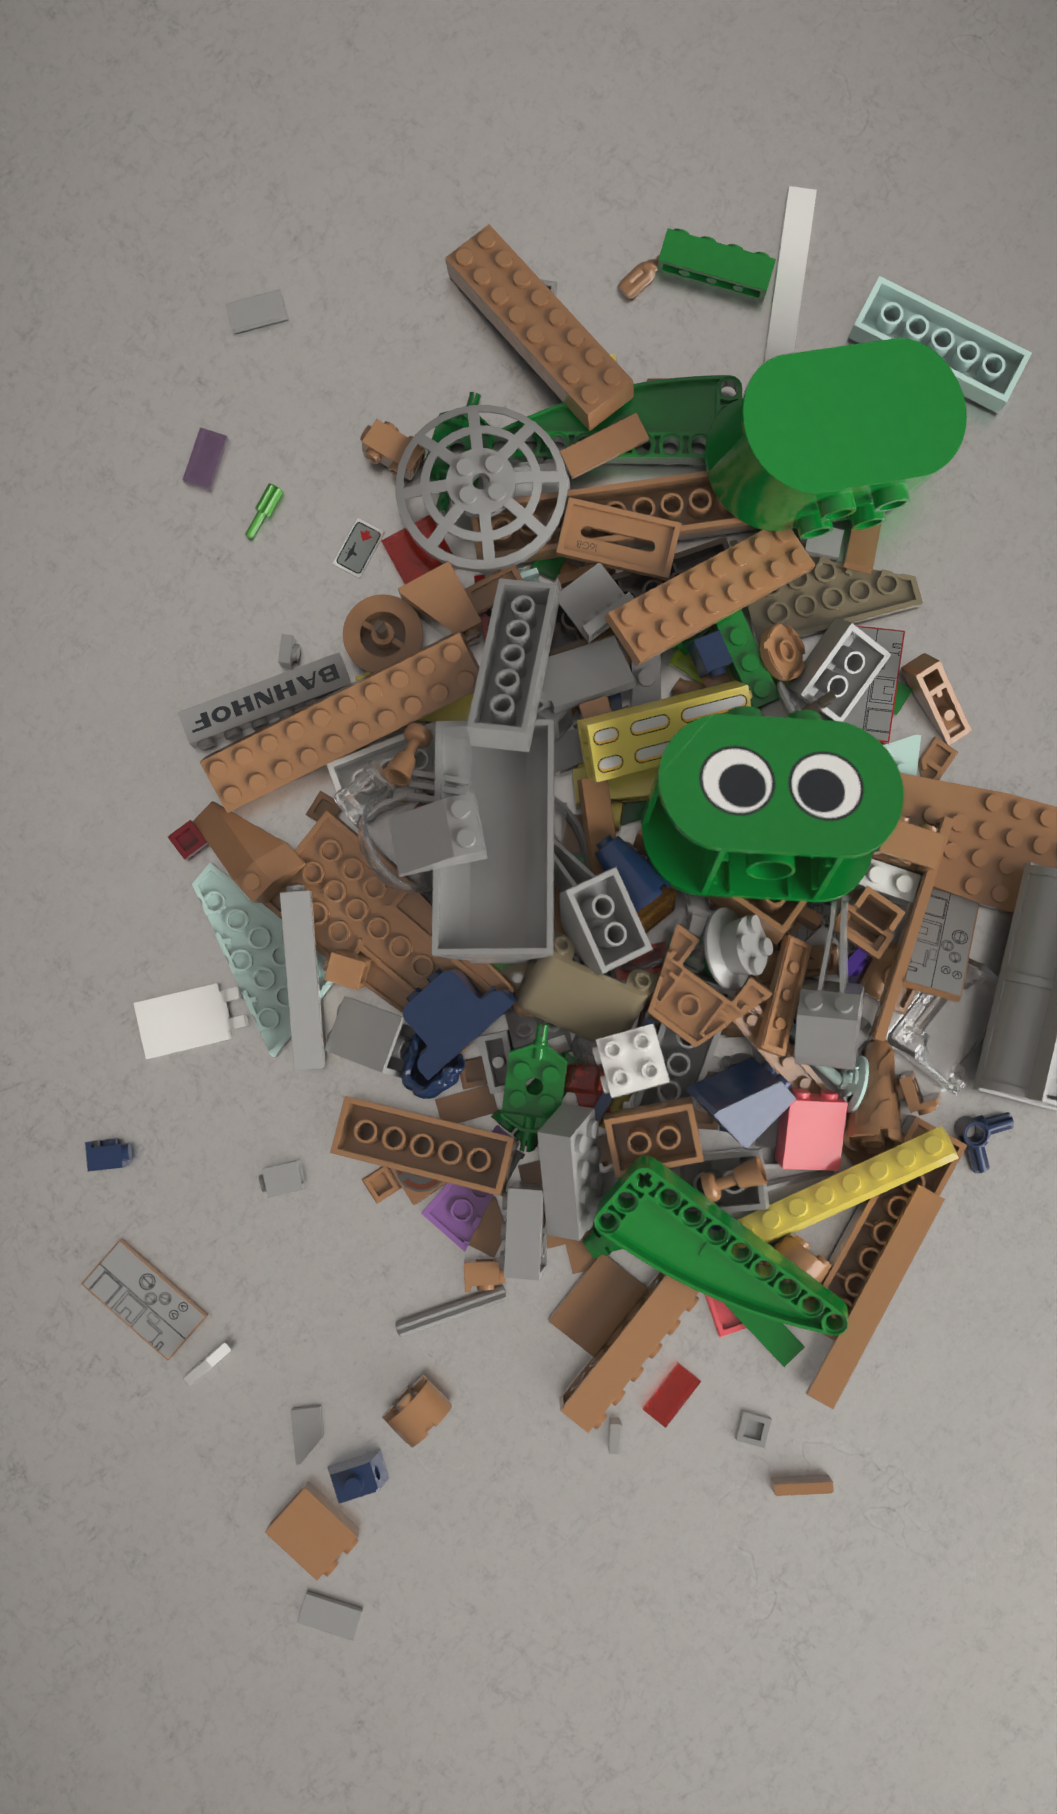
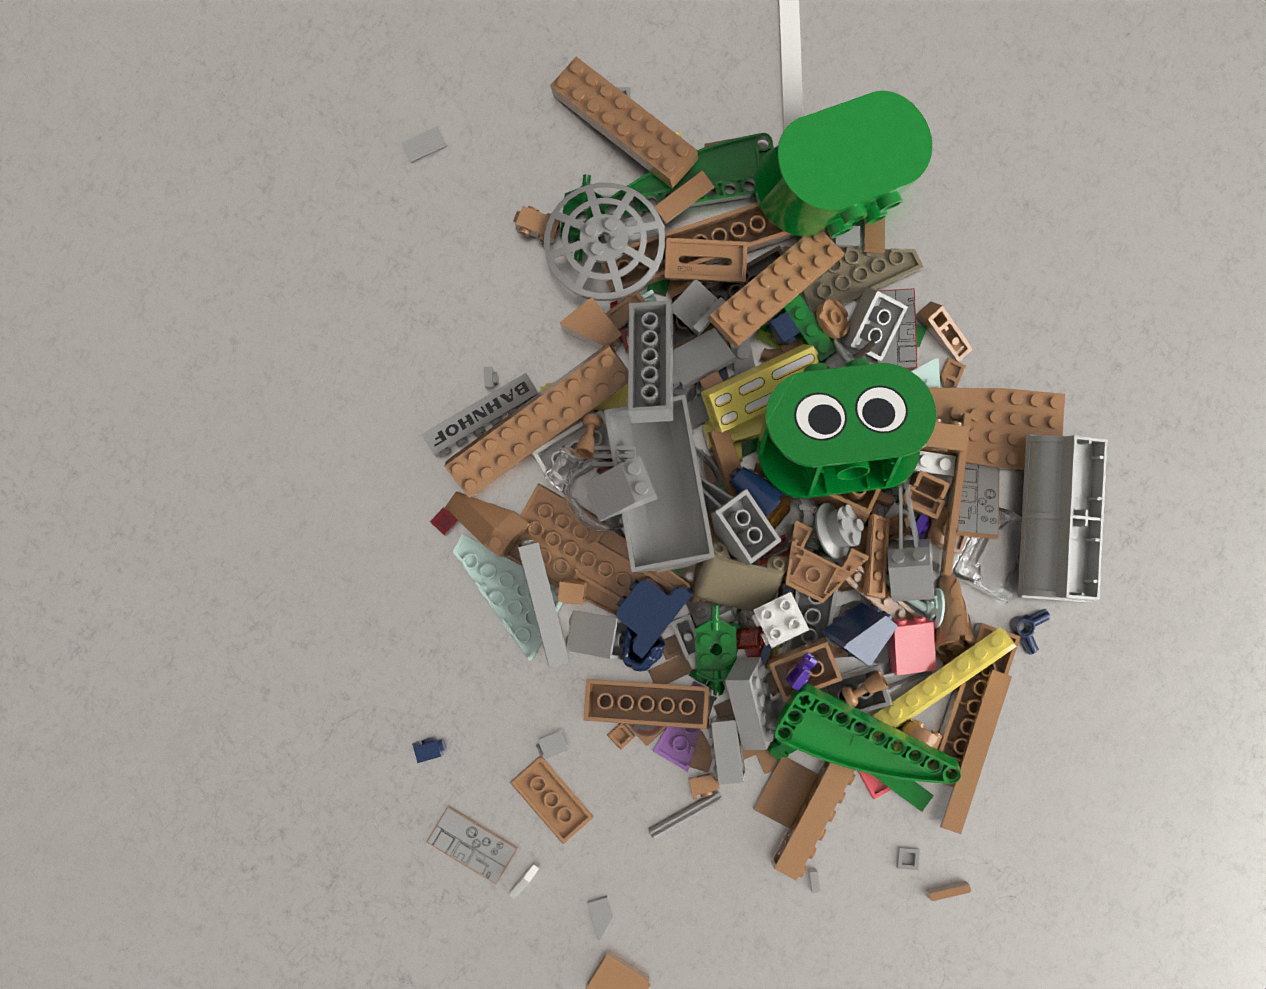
camera: 10 degrees left, 0 degrees up
(187, 1019) = (466, 646): white tile -> none
(205, 459) = (407, 253): clear purple tile -> none
(264, 507) = (454, 280): bright green axle -> none
(268, 1256) = (551, 799): none -> medium nougat tile
(321, 804) = (532, 481): medium nougat tile -> none
(358, 547) = (525, 296): sticker -> none
(358, 1477) = (642, 940): dark blue torso -> none
(381, 632) = (553, 353): medium nougat piece -> none
(408, 556) = (560, 297): clear red tile -> none
(417, 1411) = (675, 887): medium nougat brick -> none
(638, 278) = (686, 74): medium nougat piece -> none
(644, 1142) = (800, 673): none -> dark purple plate
(671, 1394) = (847, 845): clear red tile -> none
(715, 264) = (738, 55): green brick -> none
(910, 1091) = (975, 607): medium nougat bracket -> none
(979, 359) = (931, 91): light aqua brick -> none

